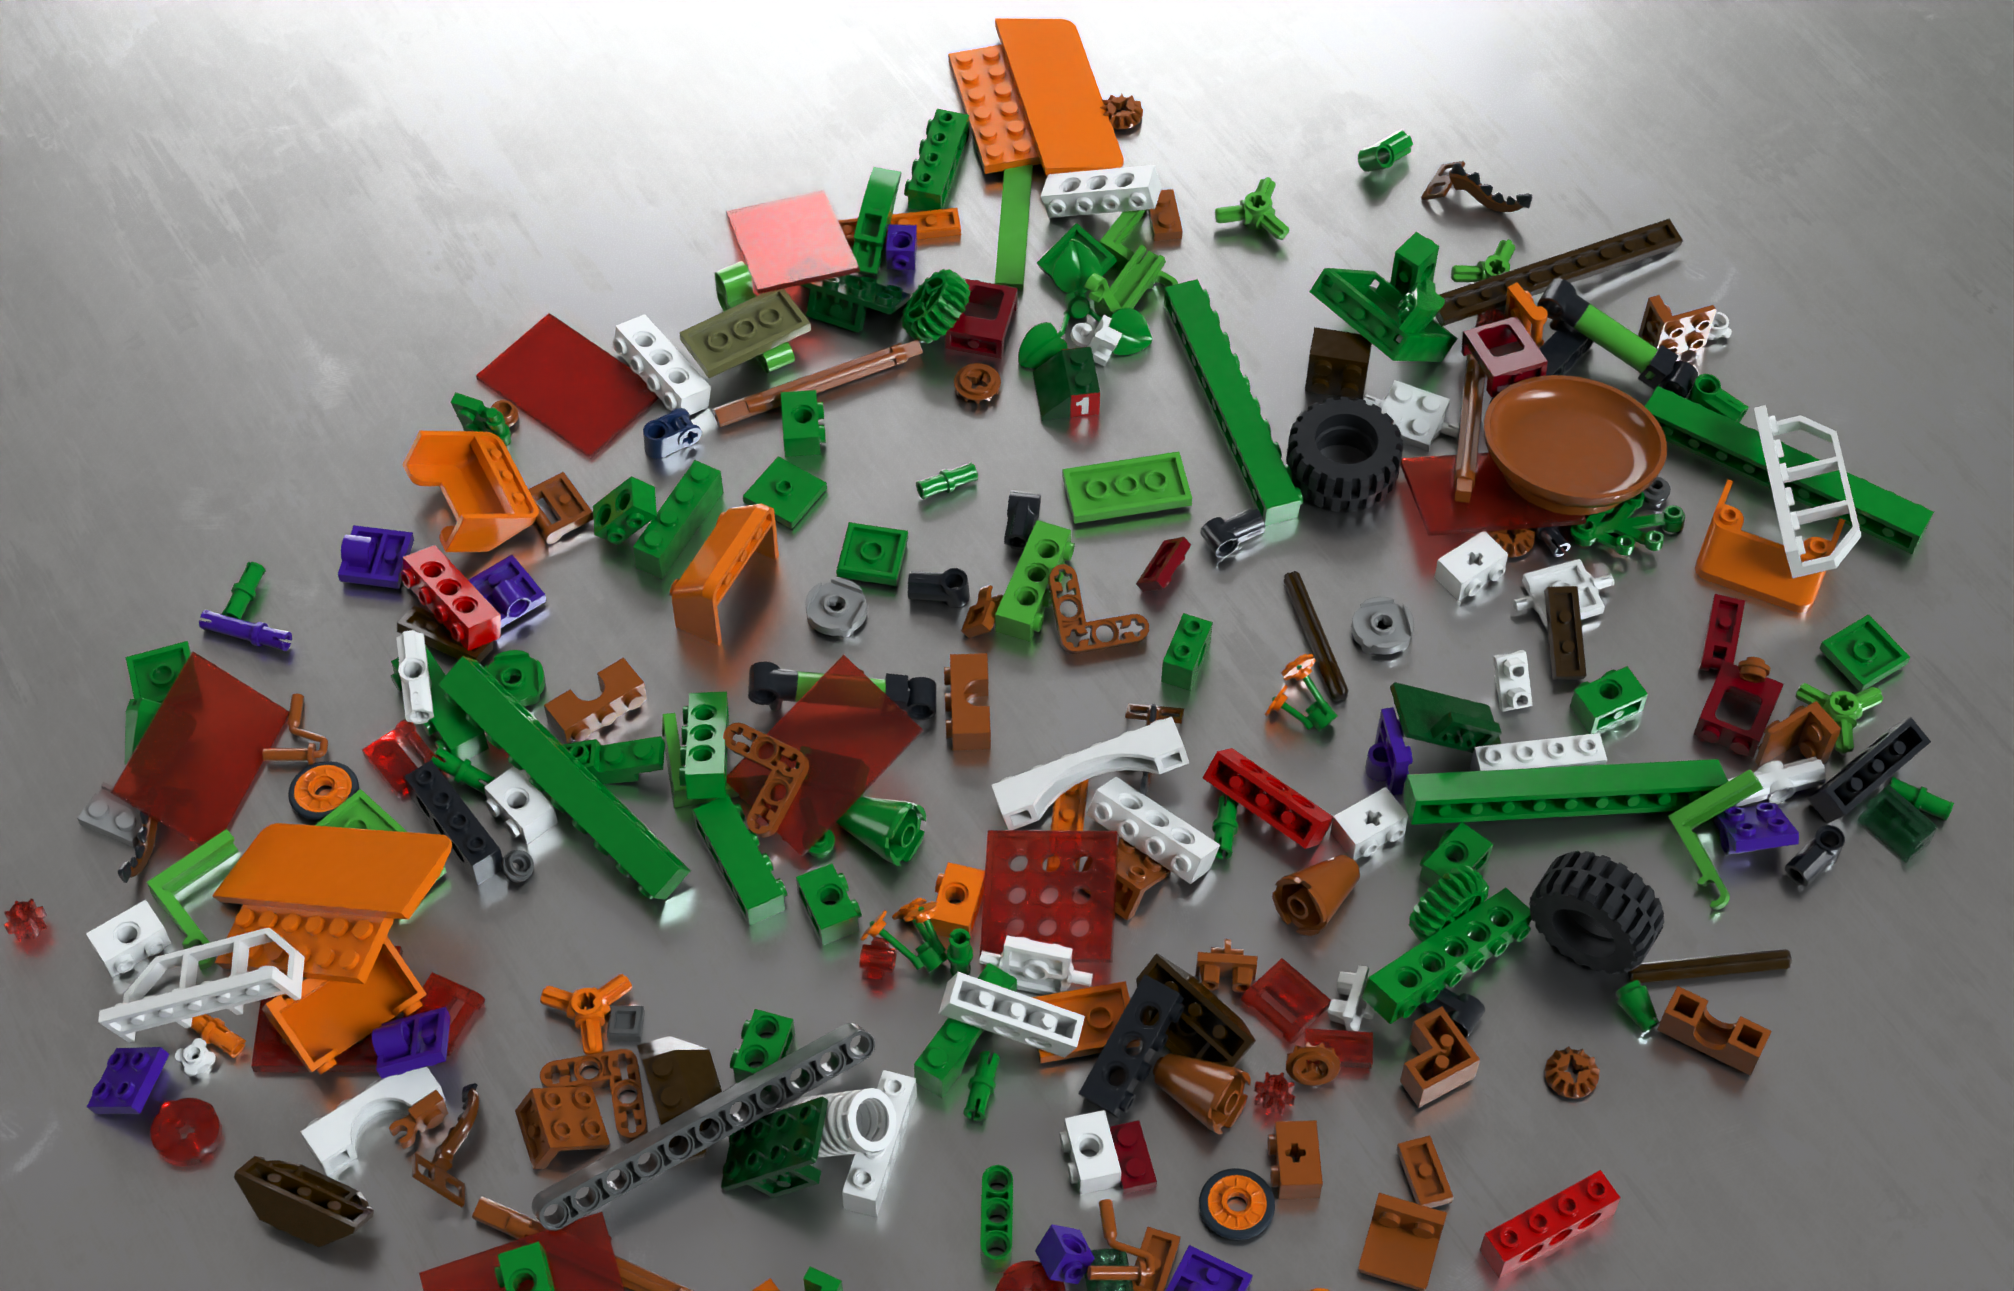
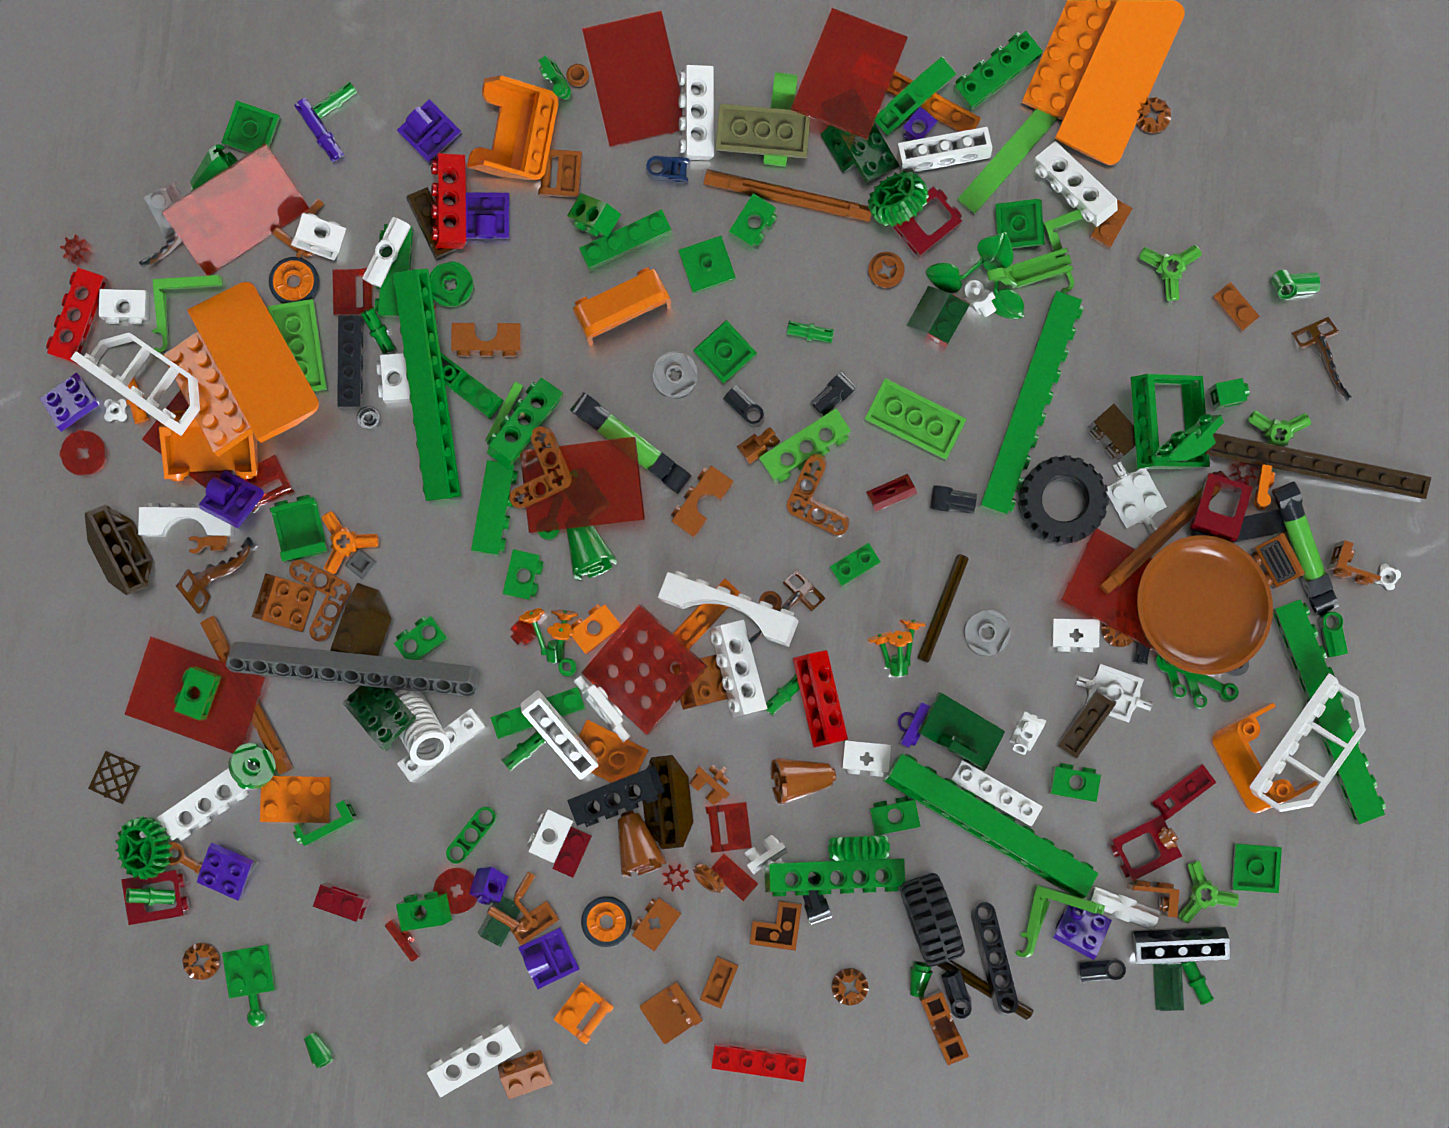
camera: 35 degrees right, 30 degrees up
(59, 943) = (80, 328): none -> red brick
(321, 721) = (307, 240): none -> white brick
(520, 1033) = (299, 528): none -> green panel
(946, 244) = (944, 150): none -> white brick
(1348, 207) = (1235, 306): none -> dark orange plate
(1605, 360) = (1277, 561): none -> slope
(1684, 975) = (957, 992): none -> black piece
(1709, 925) = (992, 970): none -> black beam

